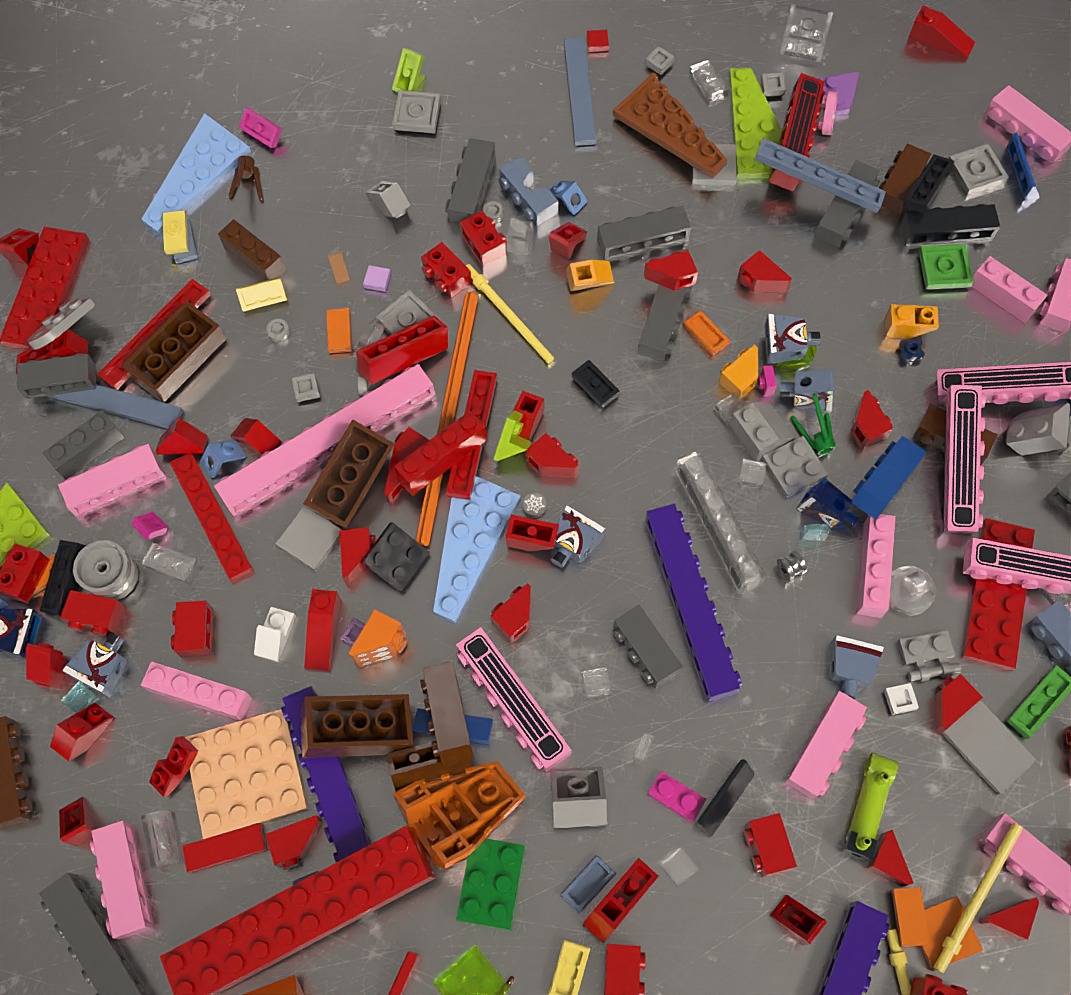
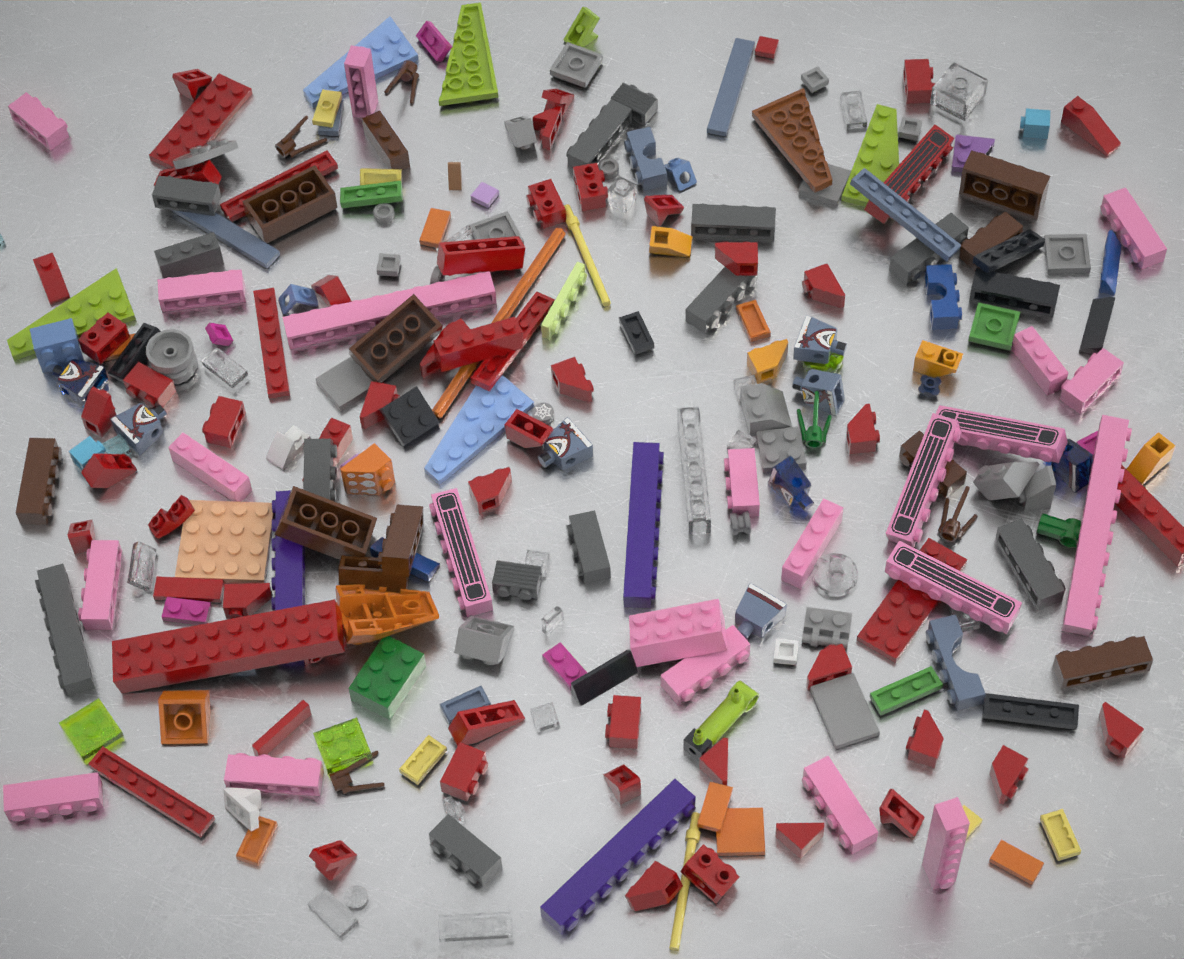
camera: 20 degrees right, 10 degrees down
(47, 718) = (83, 451): none -> medium azure brick
(147, 286) = (286, 145): none -> reddish brown plant
(181, 439) = (270, 275): red slope -> none
(203, 193) = (361, 81): none -> bright pink brick
(231, 876) = (186, 611): none -> dark pink plate
(257, 314) = (371, 194): none -> bright green plate
(308, 144) = (470, 64): none -> lime wing
(323, 658) = (319, 467): none -> dark grey brick
(412, 156) = (557, 98): none -> red slope
(413, 181) = (548, 125): none -> red slope
(501, 133) = (641, 103): none -> dark grey brick
(507, 381) = (561, 304): none -> yellowish green plate
(510, 441) = (540, 353): lime slope -> none
(532, 409) = (562, 341): red slope -> none
(586, 712) = (516, 580): none -> dark grey brick
(760, 34) = (917, 81): none -> red brick
(767, 381) = (786, 373): dark pink plate -> none
(774, 518) = (742, 481): none -> bright pink brick
(789, 722) = (677, 632): none -> bright pink brick
(814, 532) = (771, 503): clear light blue tile -> none
(829, 104) = (948, 166): bright pink plate -> none
(877, 235) = (941, 282): none -> blue arch
(888, 476) = (852, 475): blue brick -> none
(890, 45) = (1035, 123): none -> medium azure brick
(894, 115) = (1004, 184): none -> reddish brown brick
(952, 943) = (739, 835): light yellow bar -> none
(1005, 500) = (951, 529): none -> reddish brown plant
(1042, 235) = (1097, 325): none -> black slope

